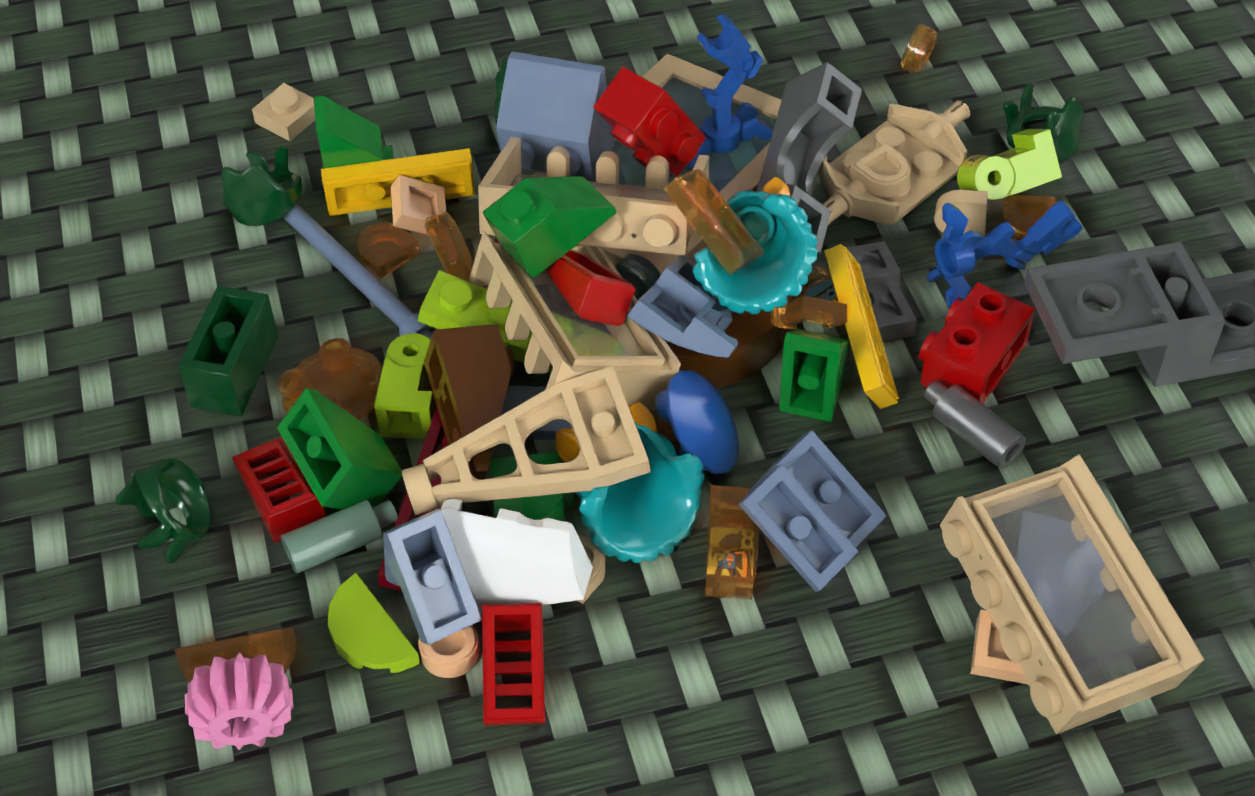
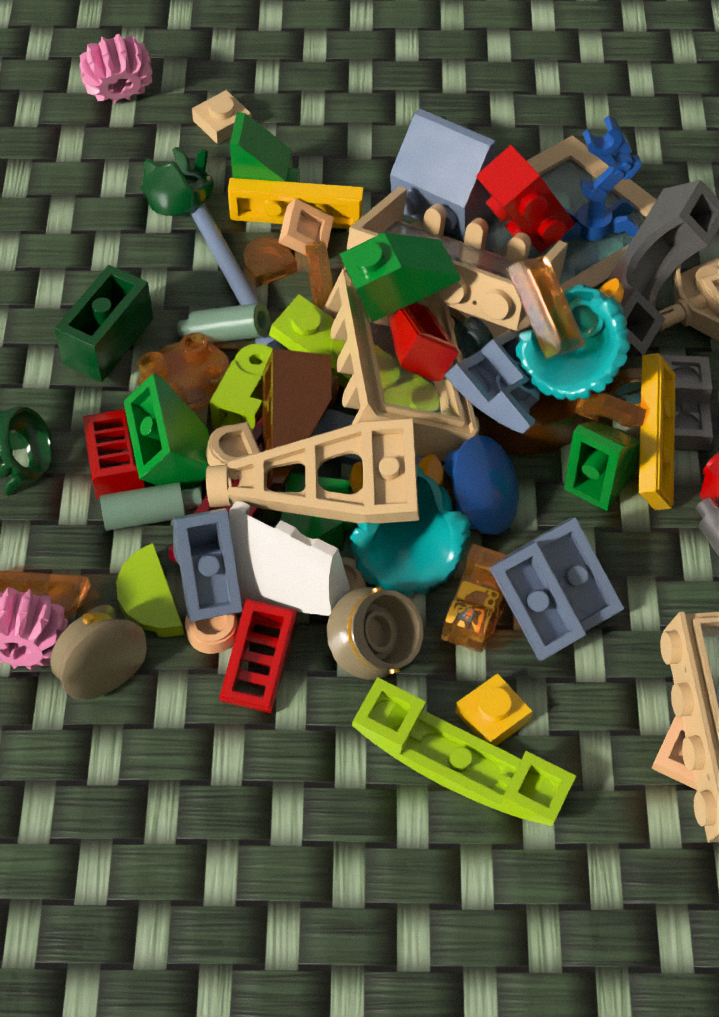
camera: 15 degrees right, 5 degrees up
(156, 83) = (115, 68): none -> bright pink gear
(335, 706) = (97, 653): none -> dark tan piece
(365, 320) = (228, 323): none -> sand green cylinder
(413, 444) = (230, 444): none -> tan tile
(634, 605) = (374, 632): none -> dark tan piece
(771, 719) = (459, 760): none -> lime slope
(785, 658) = (493, 711): none -> yellow plate

